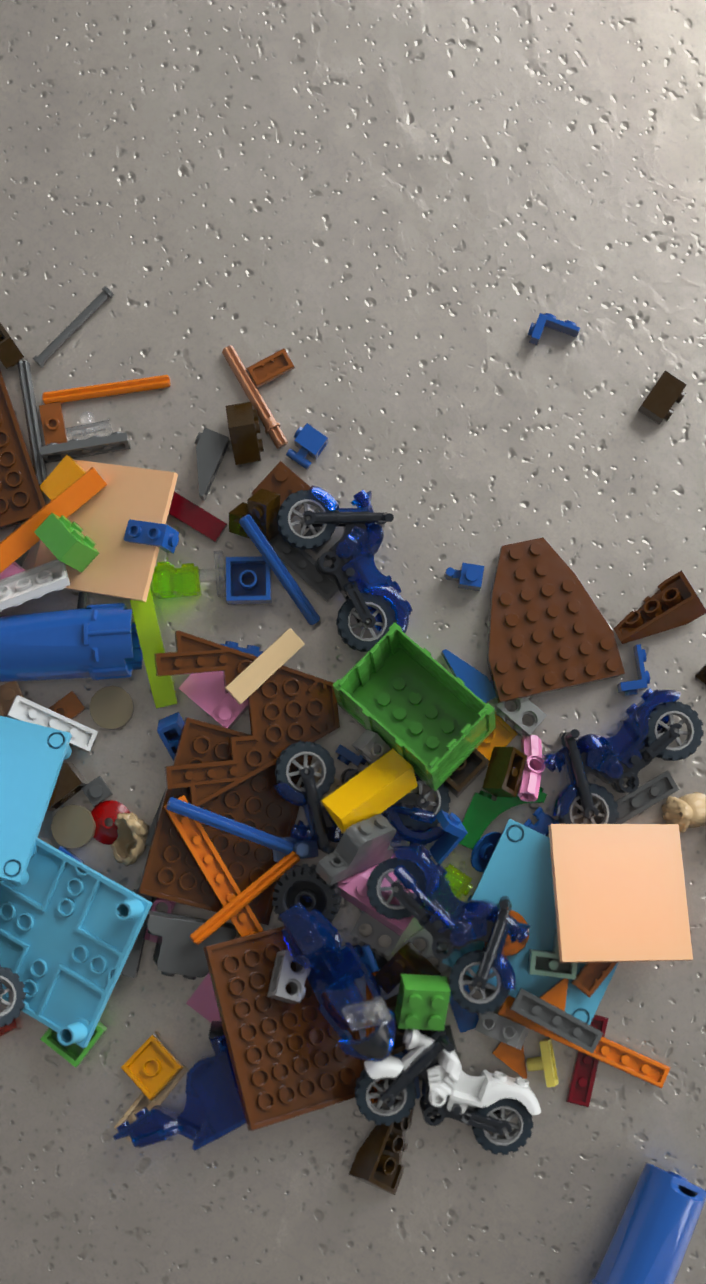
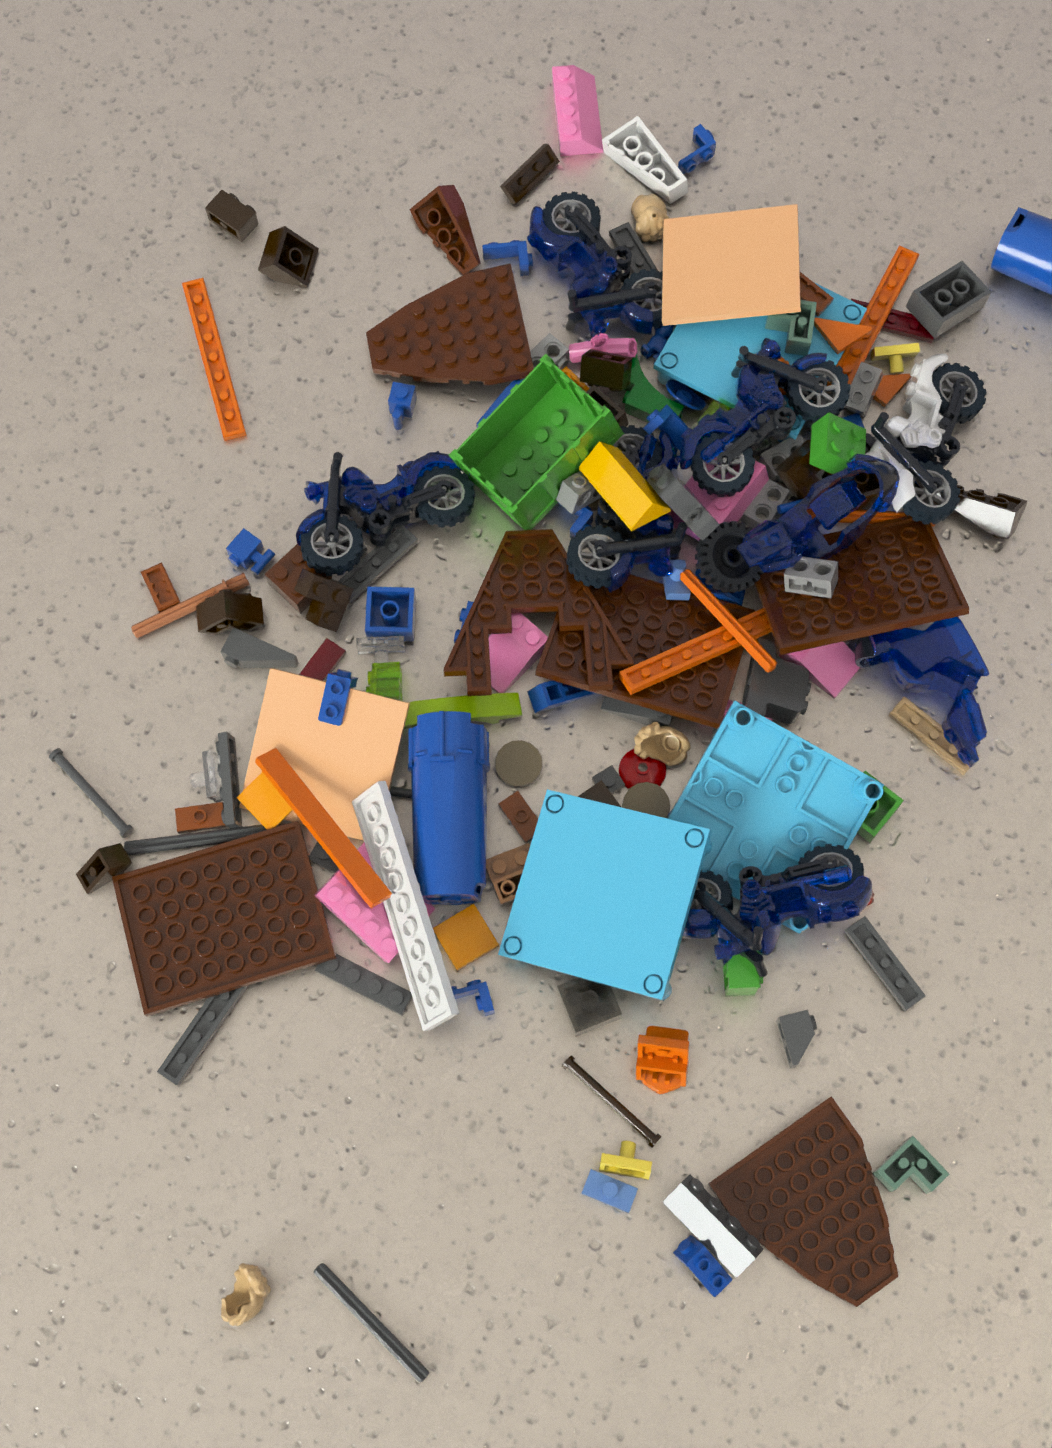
camera: 85 degrees left, 10 degrees down
(31, 712) = (520, 839): white plate -> none
(67, 542) = (337, 786): bright green brick -> none
(107, 389) = (166, 760): orange axle -> none
(152, 1067) = (902, 730): light orange tile -> none
(229, 825) = (652, 630): blue axle -> none
(264, 666) = (485, 590): tan tile -> none
(279, 569) = (382, 577): blue axle -> none
(367, 1014) = (852, 474): clear tile -> none
(509, 394) = (214, 359): none -> orange tile
(550, 321) = (145, 324): blue bracket -> none
(556, 1020) = (856, 326): dark grey plate -> none
(607, 1117) = (948, 299): none -> dark grey brick
(618, 456) = (288, 258): none -> dark brown slope

